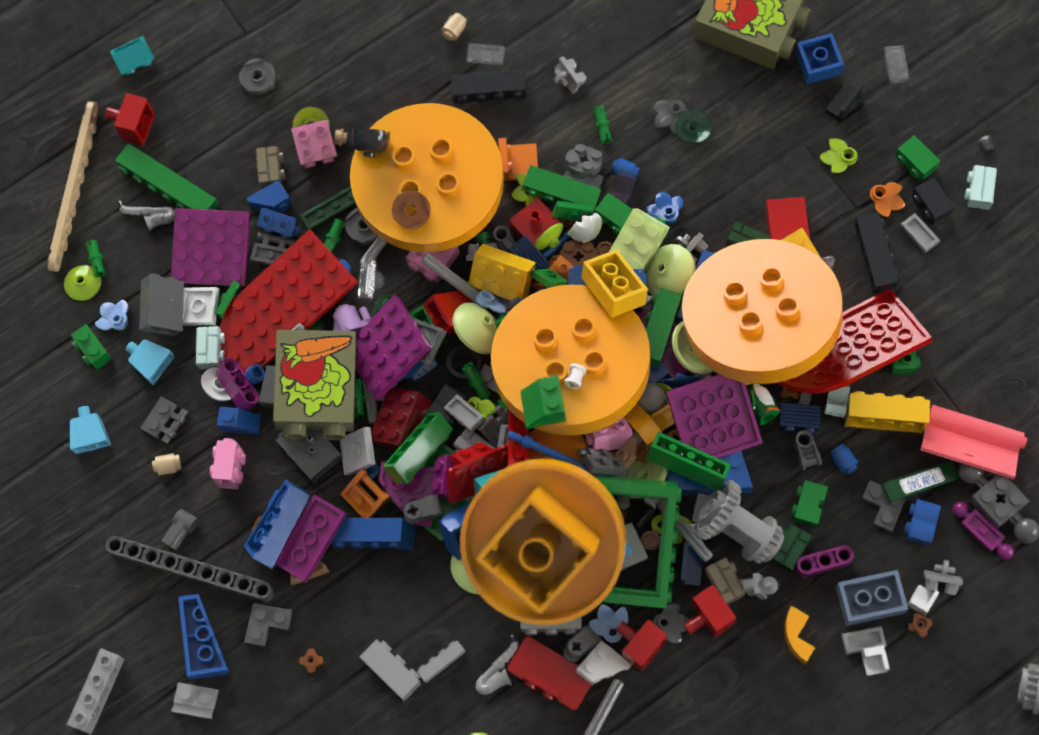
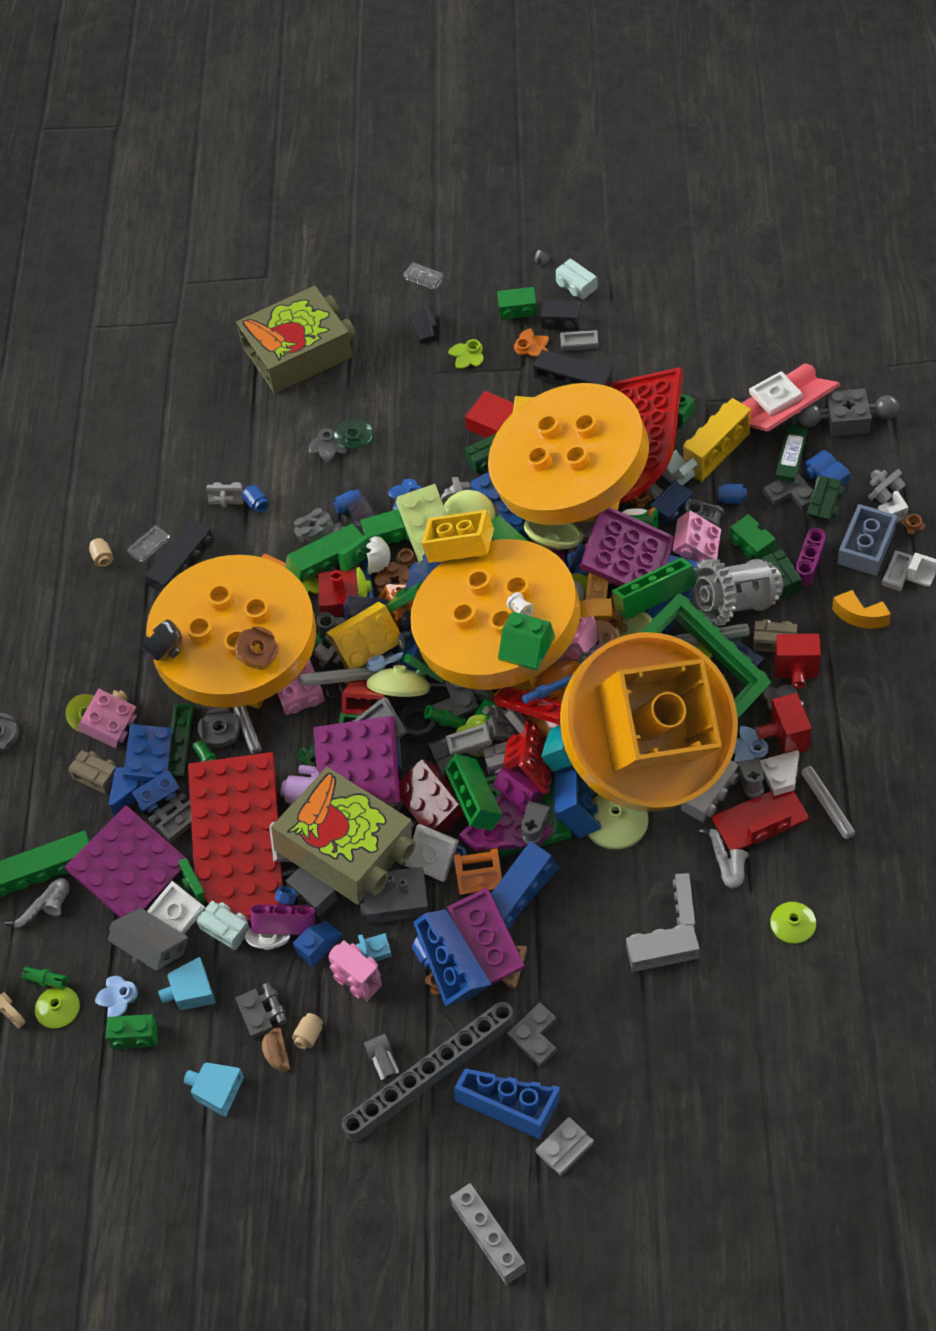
camera: 55 degrees left, 15 degrees down
(140, 451) = (275, 1051): none -> medium nougat plate
(259, 463) = (374, 947): none -> medium azure bracket
(304, 193) = (147, 752): none -> blue plate
(311, 666) = (607, 1018): dark orange plate -> none
(369, 279) = (278, 746): clear tile -> none
(579, 100) = (255, 499): none -> blue brick
(602, 124) = (292, 496): green pin -> none
(760, 586) = (800, 610): light grey hips -> none
(771, 462) = (696, 538): none -> bright pink brick
(819, 58) = (375, 316): blue brick -> none
(889, 538) = (825, 498): none -> dark green brick
(968, 431) = (776, 393): none -> white plate
(983, 530) = (864, 437): magenta plate -> none

